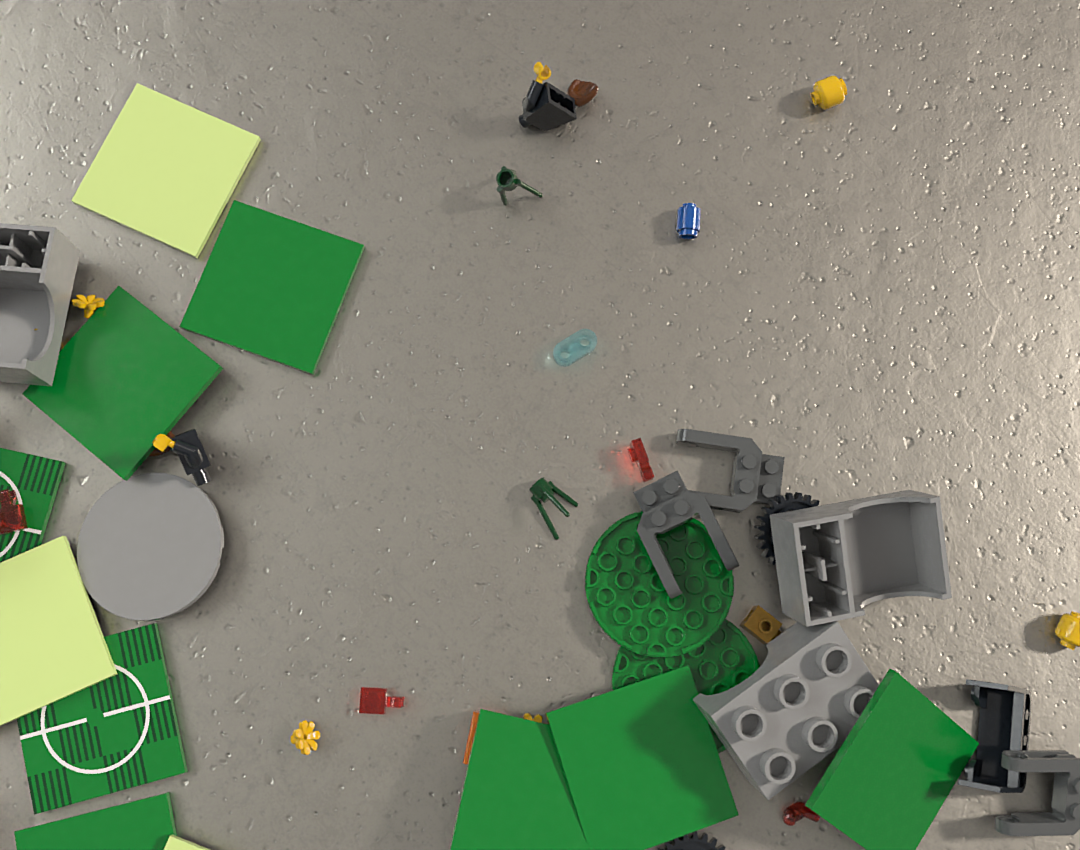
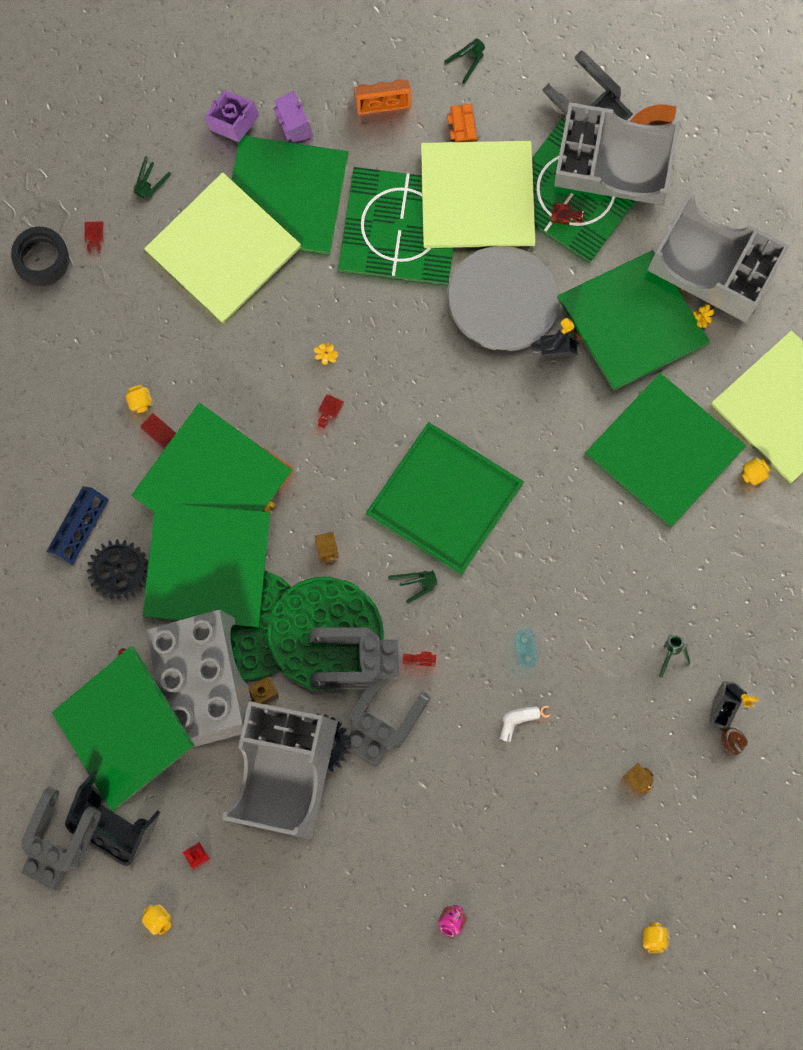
camera: 115 degrees right, 5 degrees down
(261, 177) = (755, 471): none -> yellow head
(433, 514) = (444, 498): none -> green tile
(555, 626) = (327, 547): none -> pearl gold brick
(657, 321) = (519, 716): none -> white arm
(668, 171) = (639, 779): none -> pearl gold brick
(688, 221) = (592, 777): blue brick -> none
(913, 304) = (452, 920): none -> dark pink head
(979, 618) = (196, 856): none -> red tile

